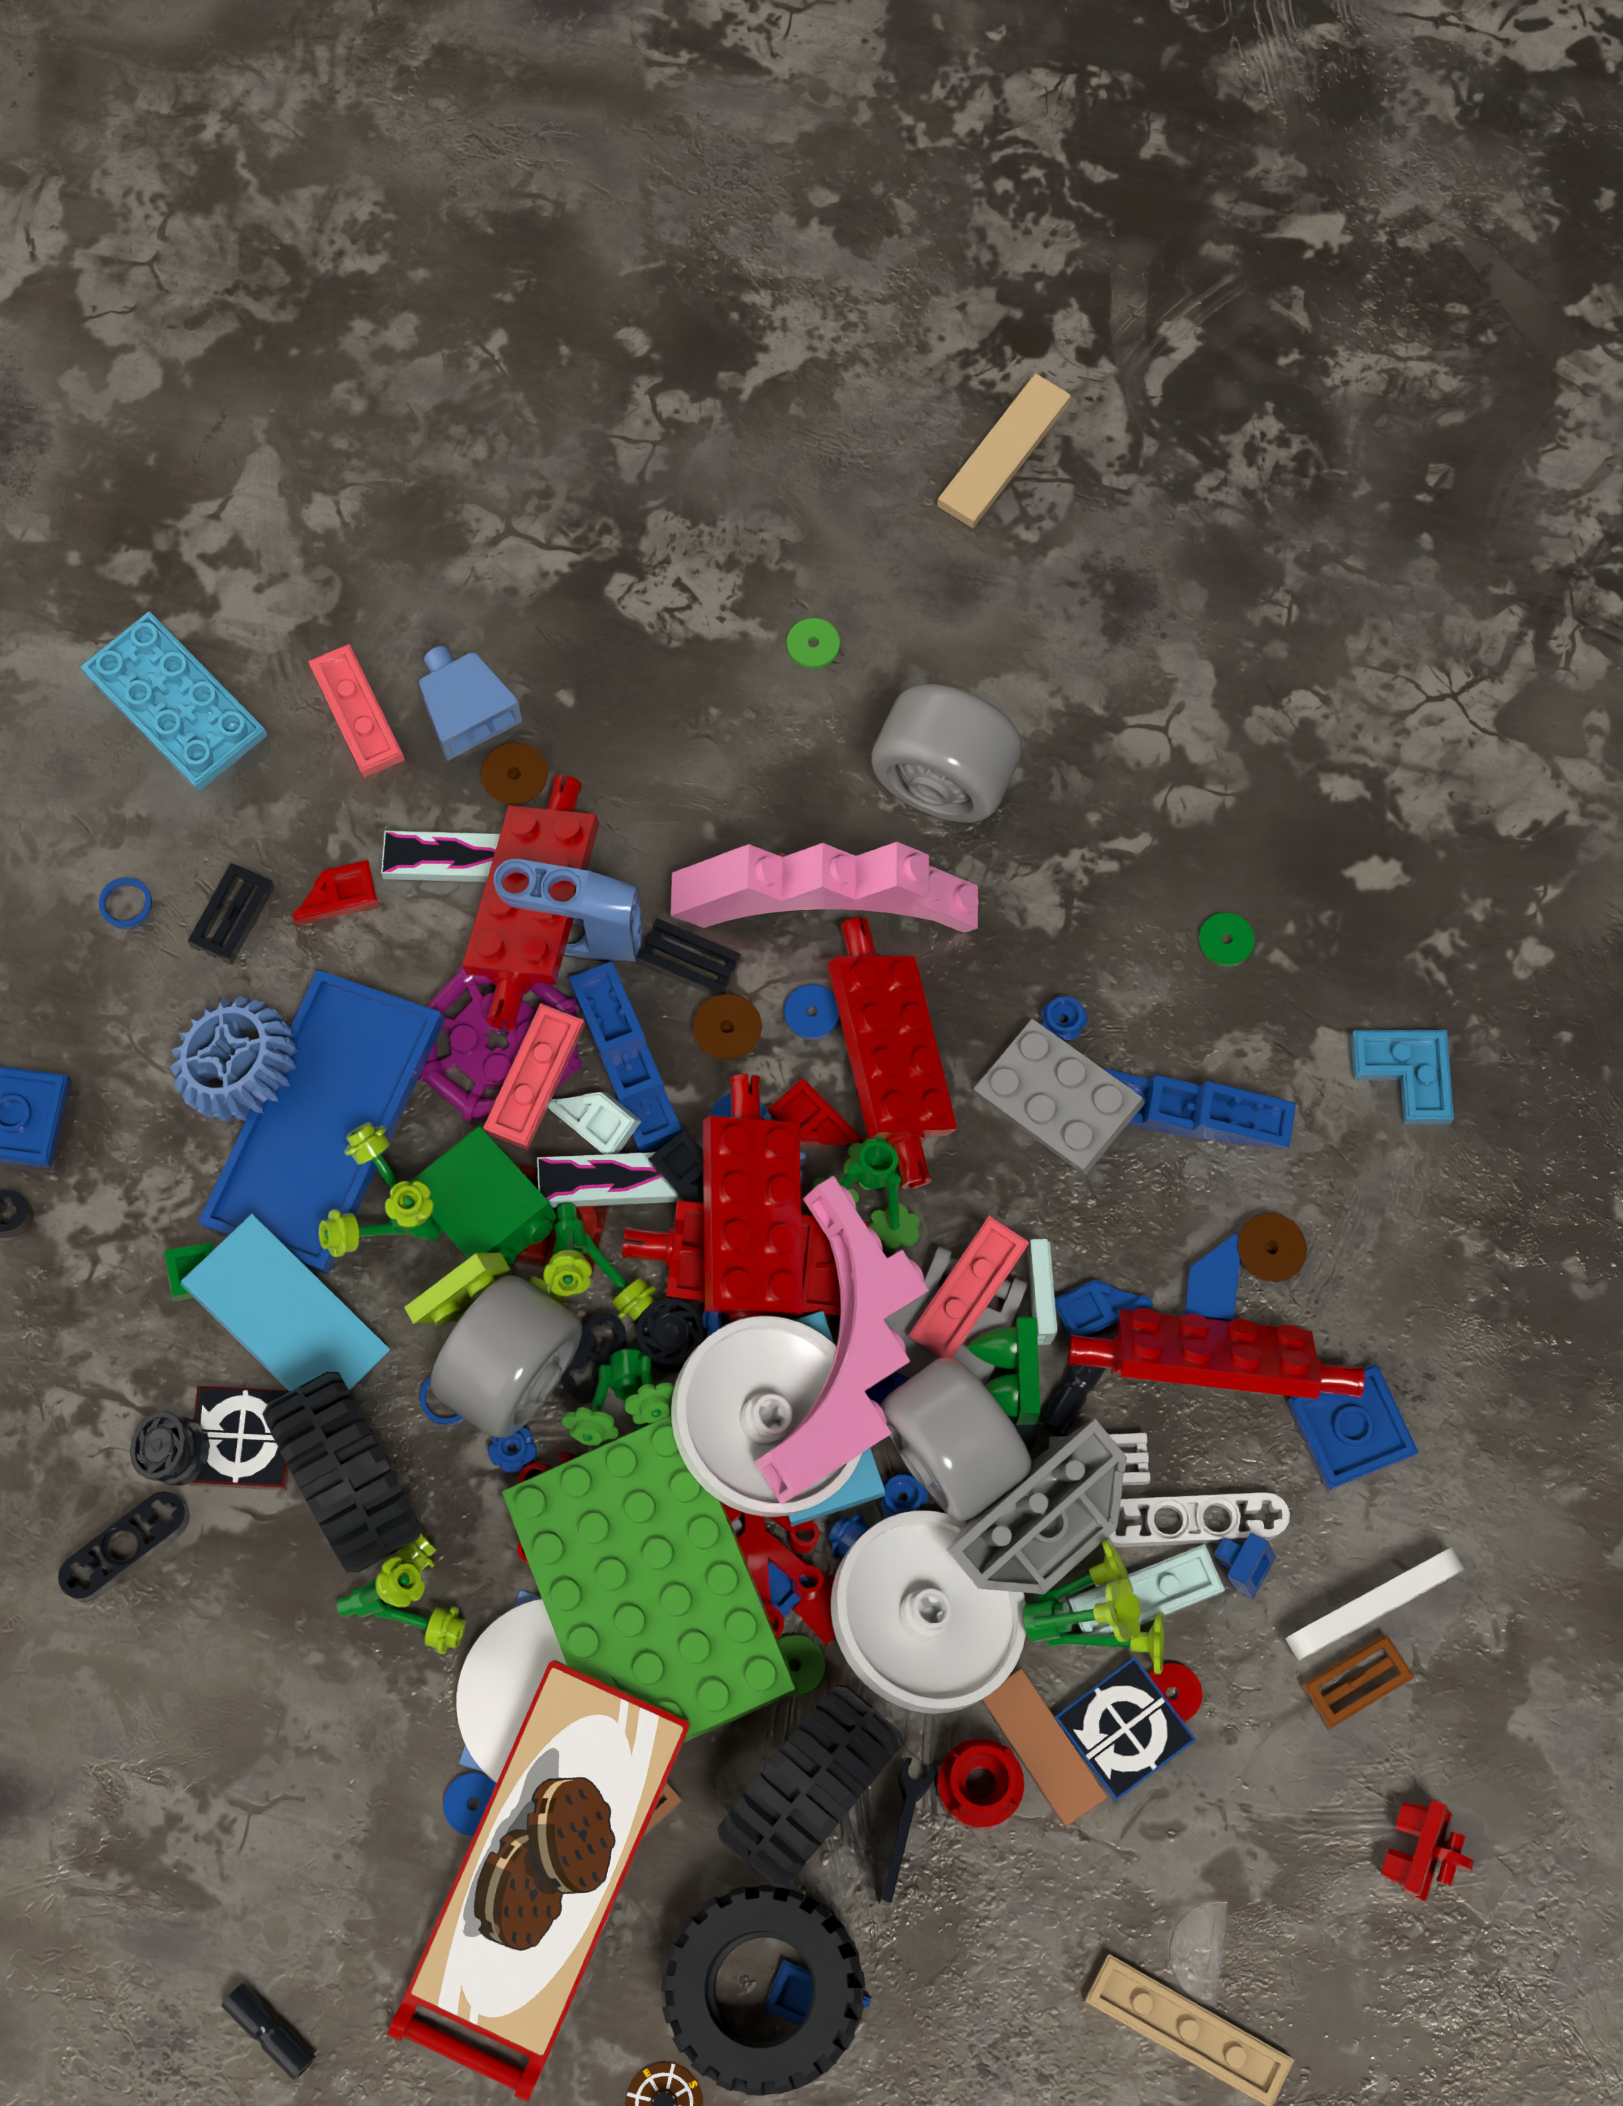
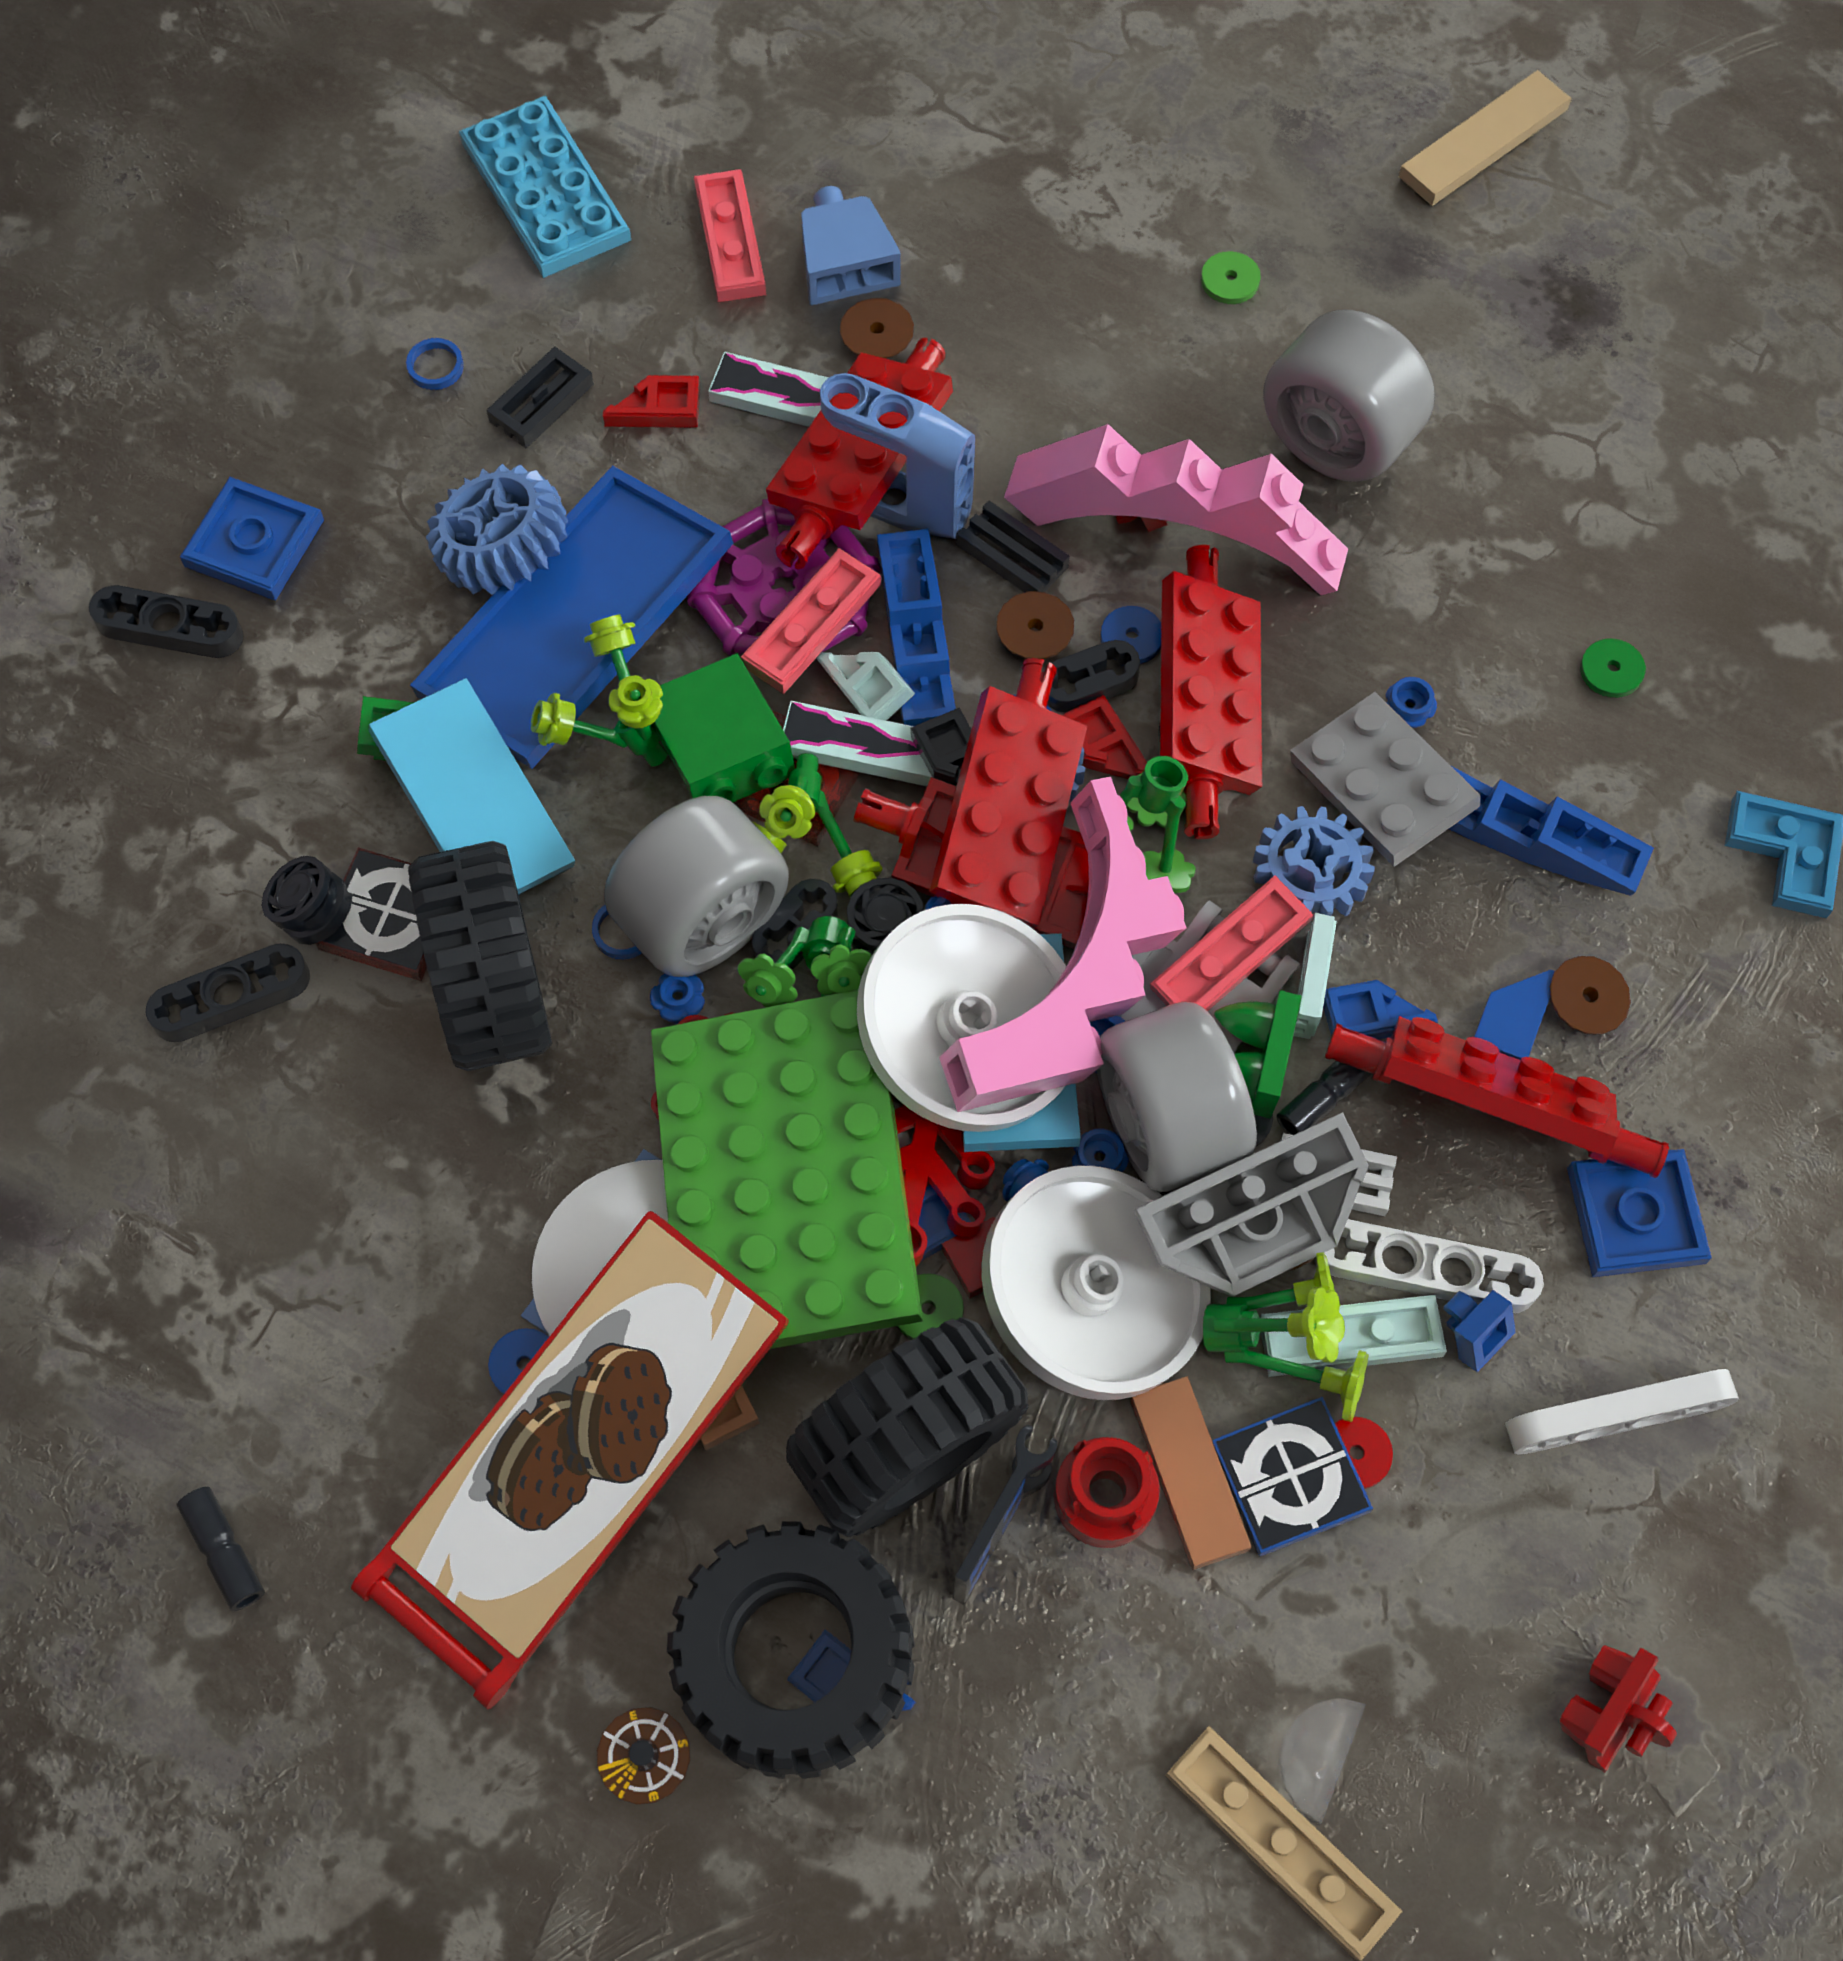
camera: 15 degrees right, 5 degrees down
(397, 1586) = (507, 1086): lime plant -> none
(458, 1290) = (647, 801): lime plate -> none
(781, 1053) = (1091, 675): none -> black beam
(1034, 1180) = (1326, 848): none -> medium blue gear
(1322, 1703) = (1533, 1510): dark orange tile -> none

